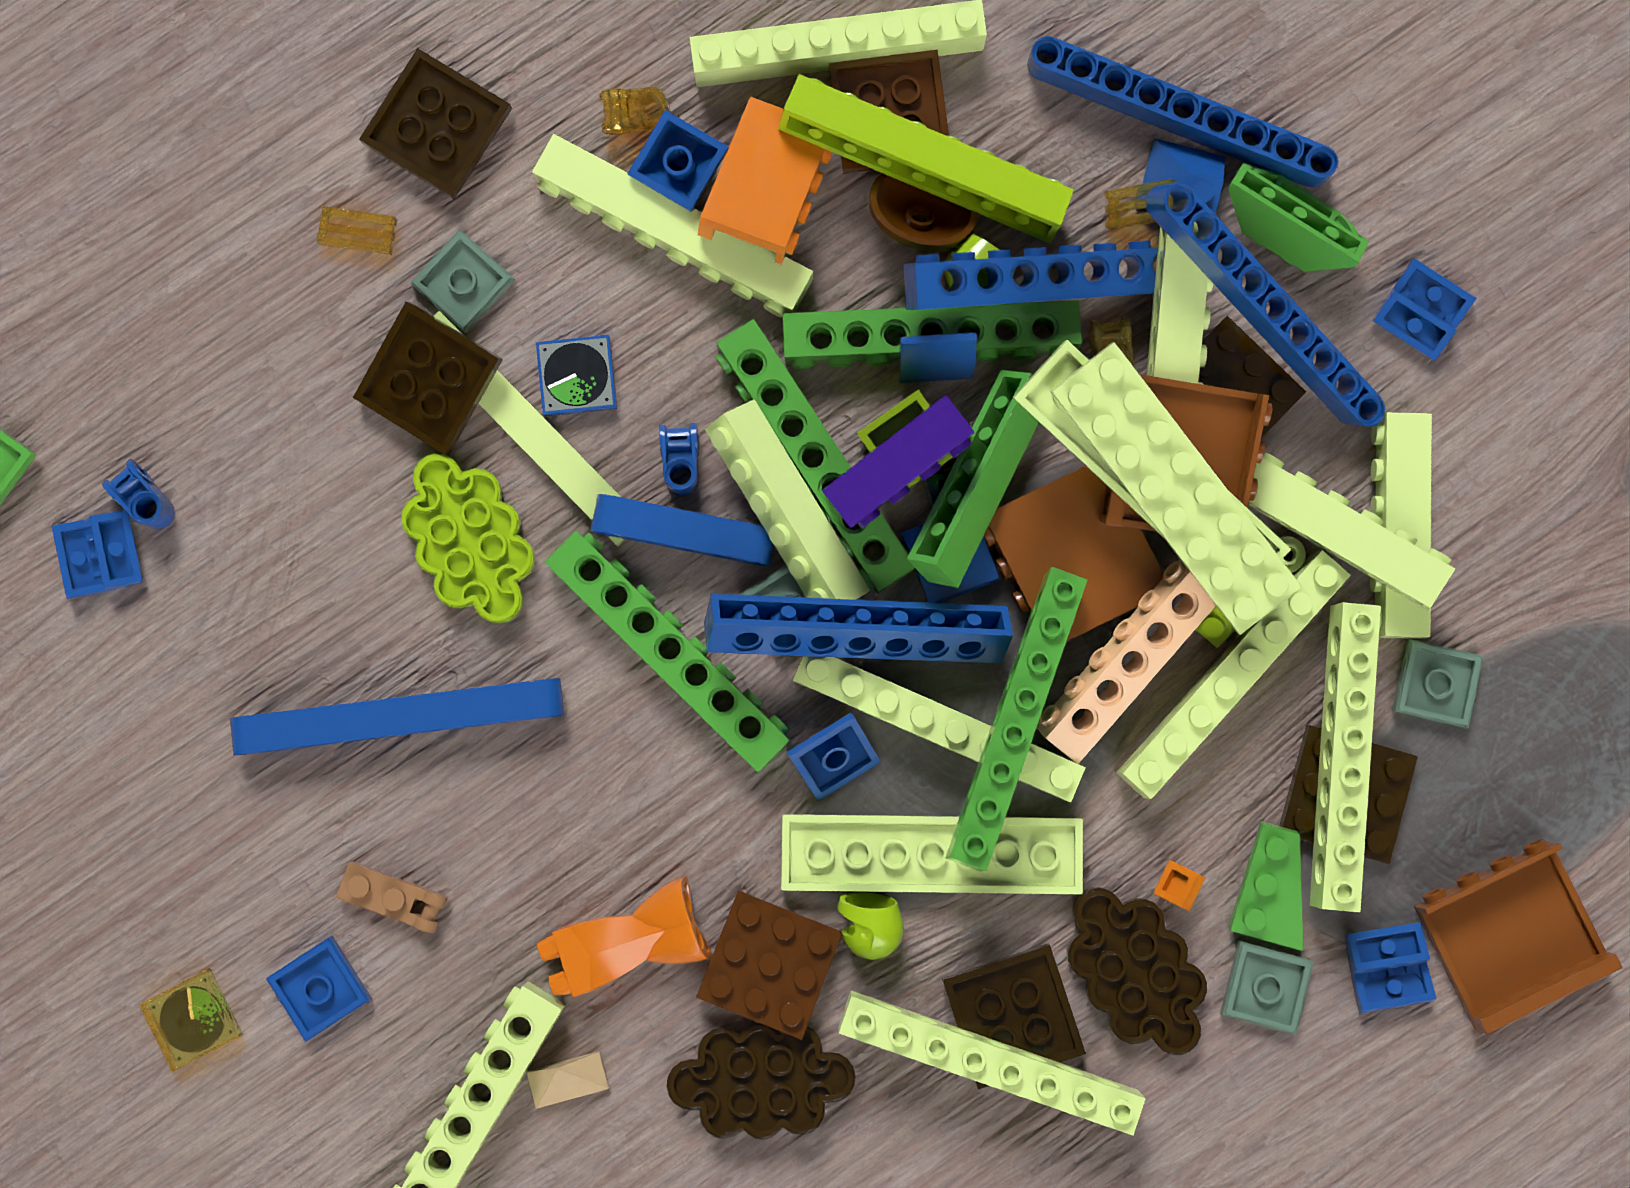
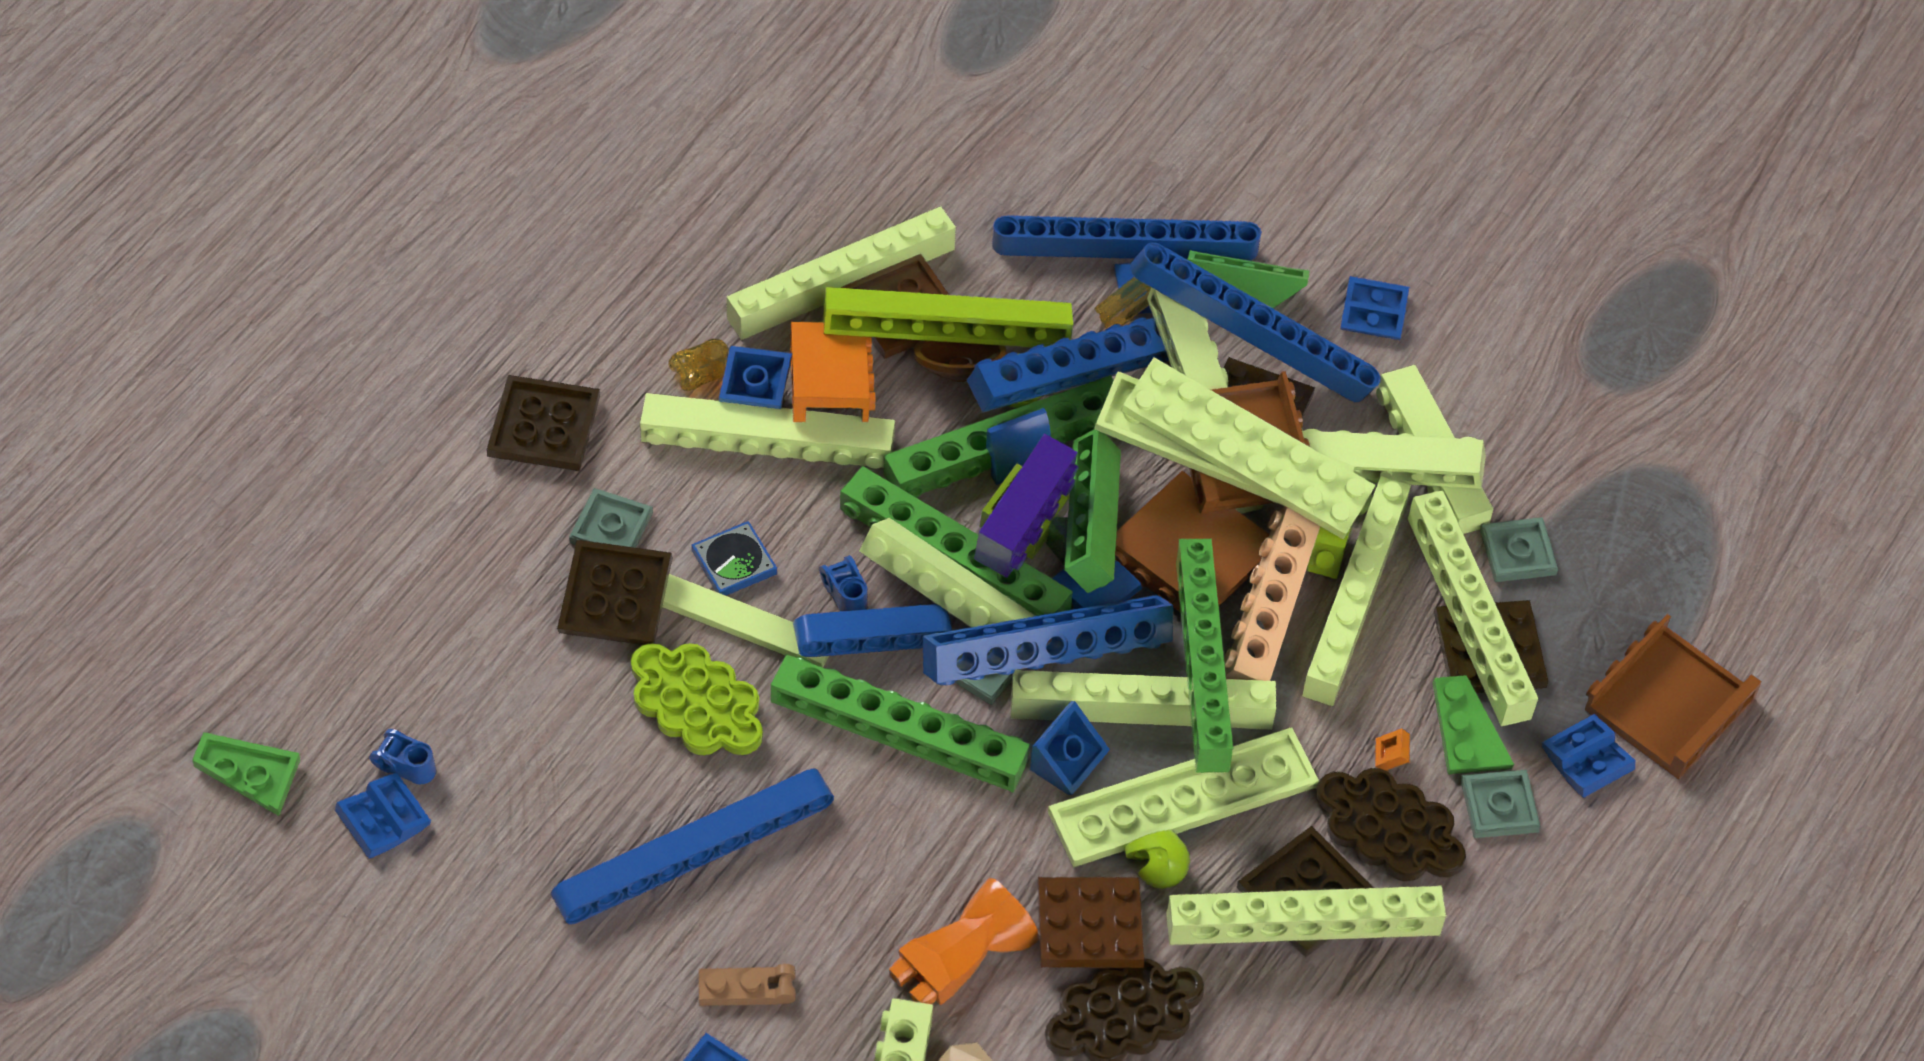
camera: 25 degrees left, 30 degrees down
(381, 248) = (509, 521): clear yellow tile -> none

